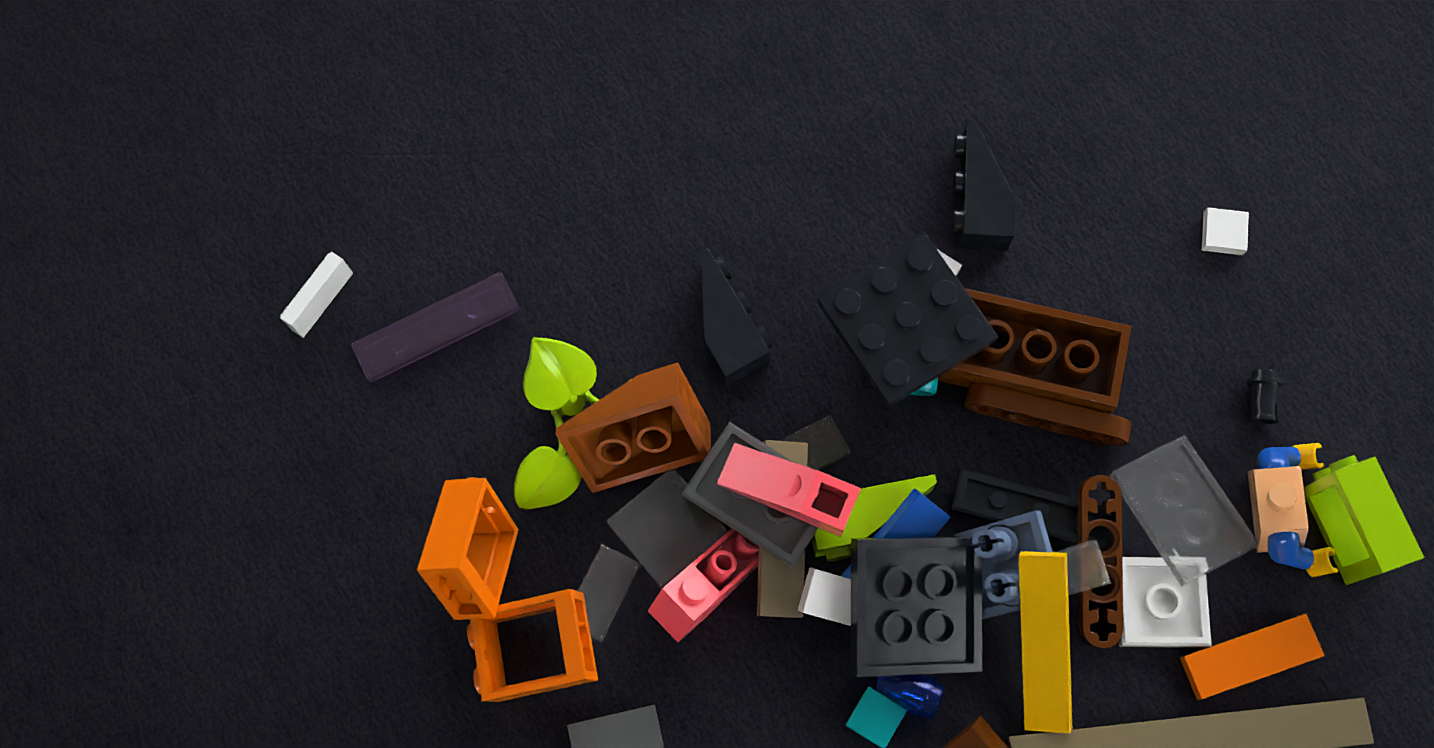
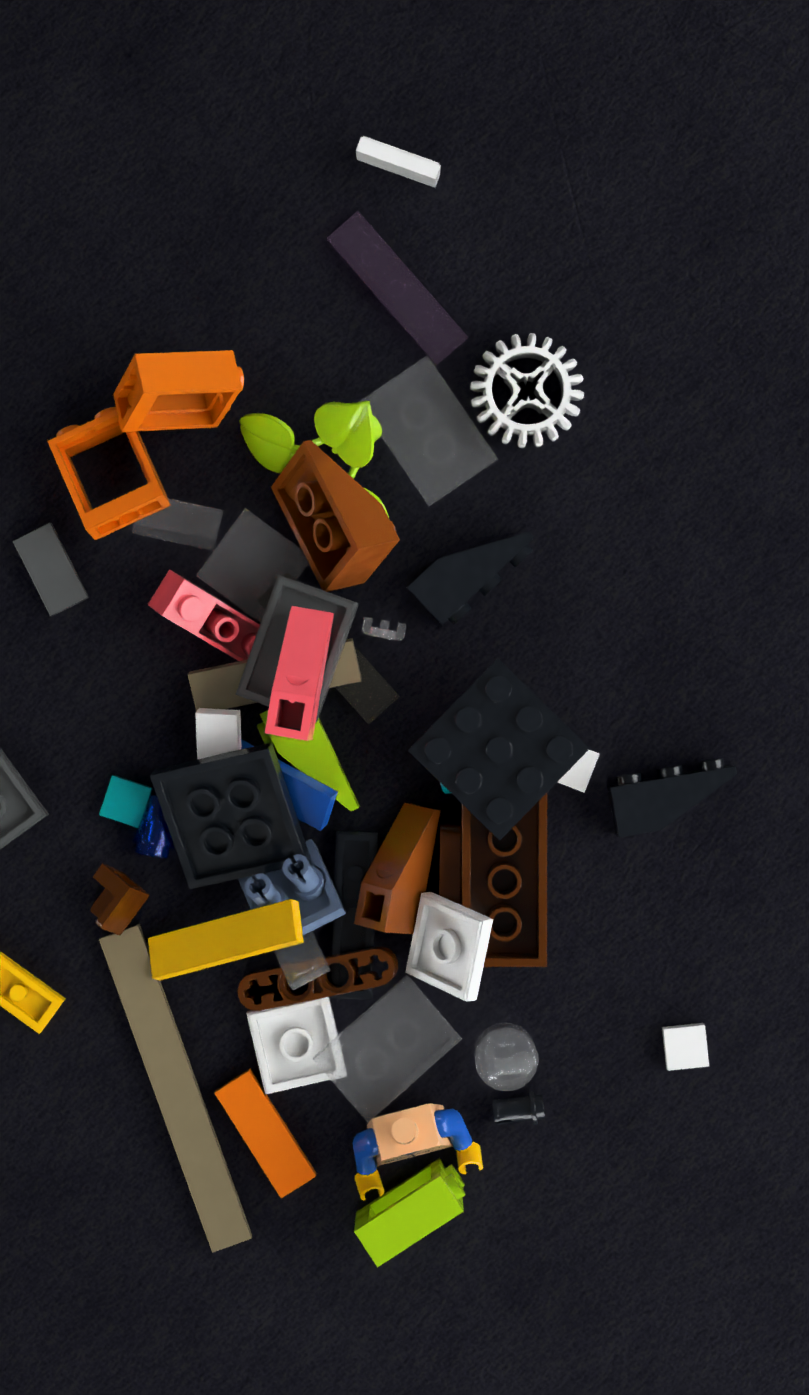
camera: 75 degrees right, 15 degrees up
(590, 208) = (512, 377): none -> white gear
(593, 317) = (429, 431): none -> clear tile
(762, 406) = (383, 631): none -> clear tile
(1007, 452) = (399, 872): none -> dark orange slope
(1094, 414) = (449, 946): none -> white tile
(1211, 394) = (506, 1057): none -> clear piece

